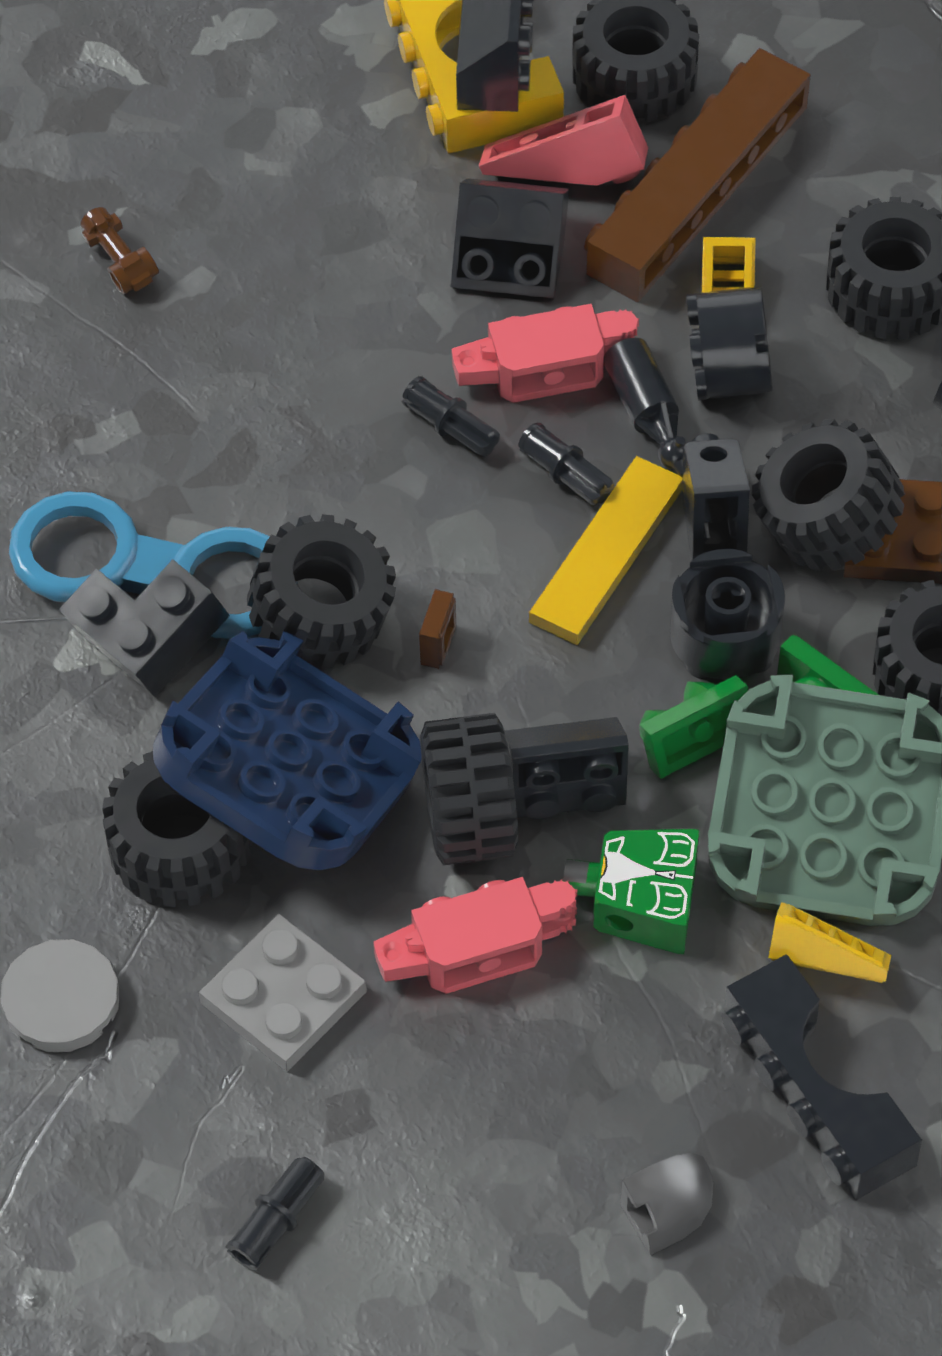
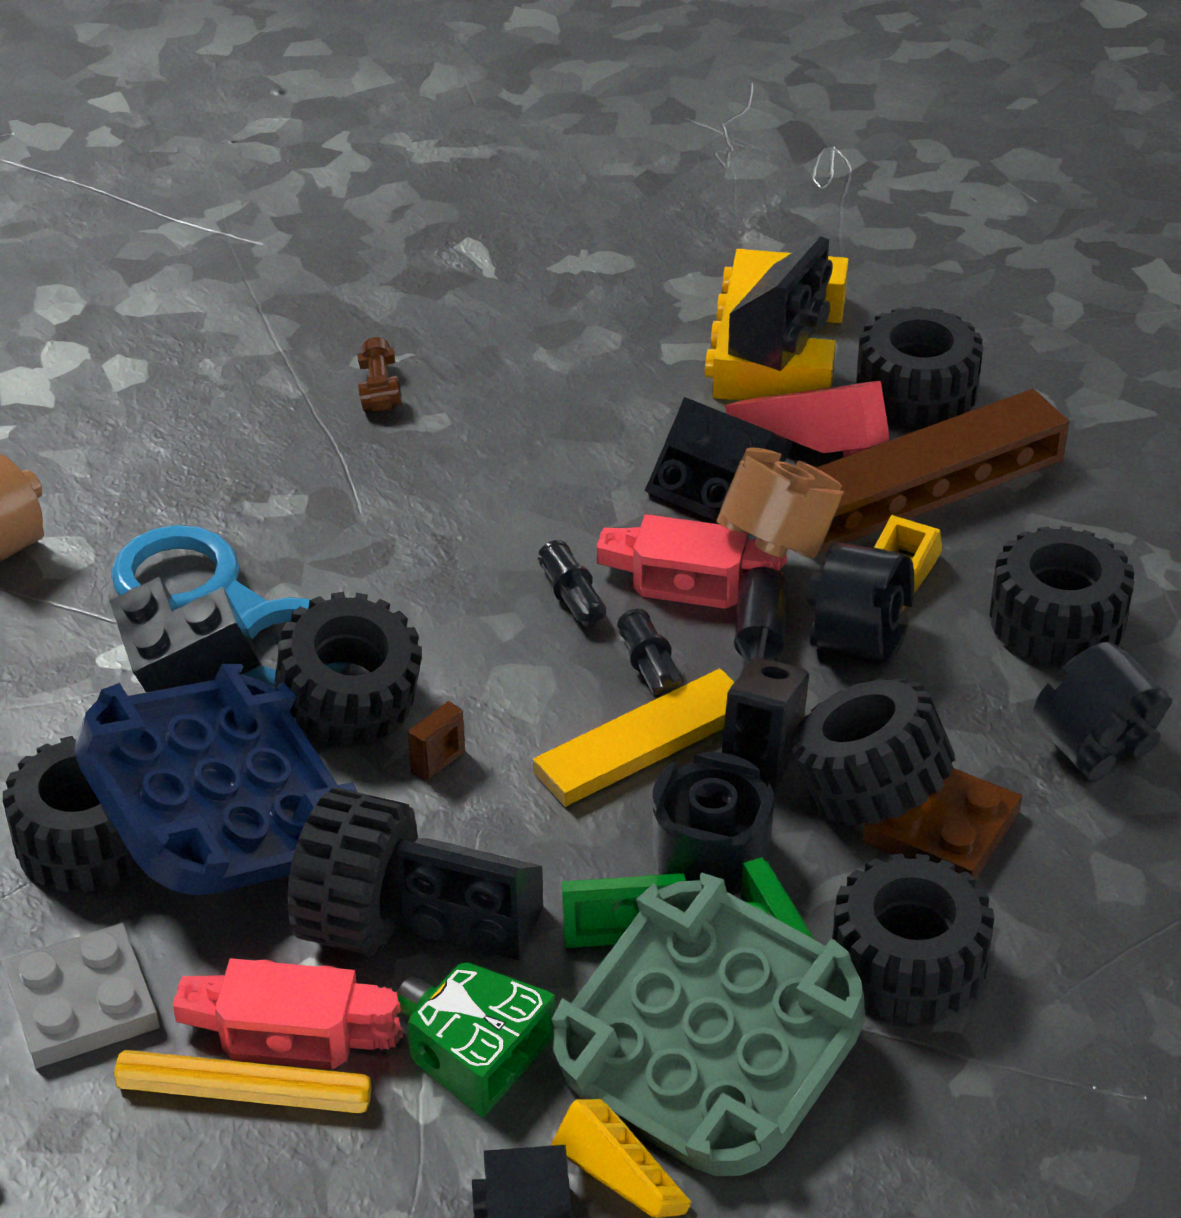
camera: 25 degrees right, 15 degrees down
(475, 1009) = (243, 1081): none -> yellow axle
(619, 272) = (780, 503): none -> medium nougat brick

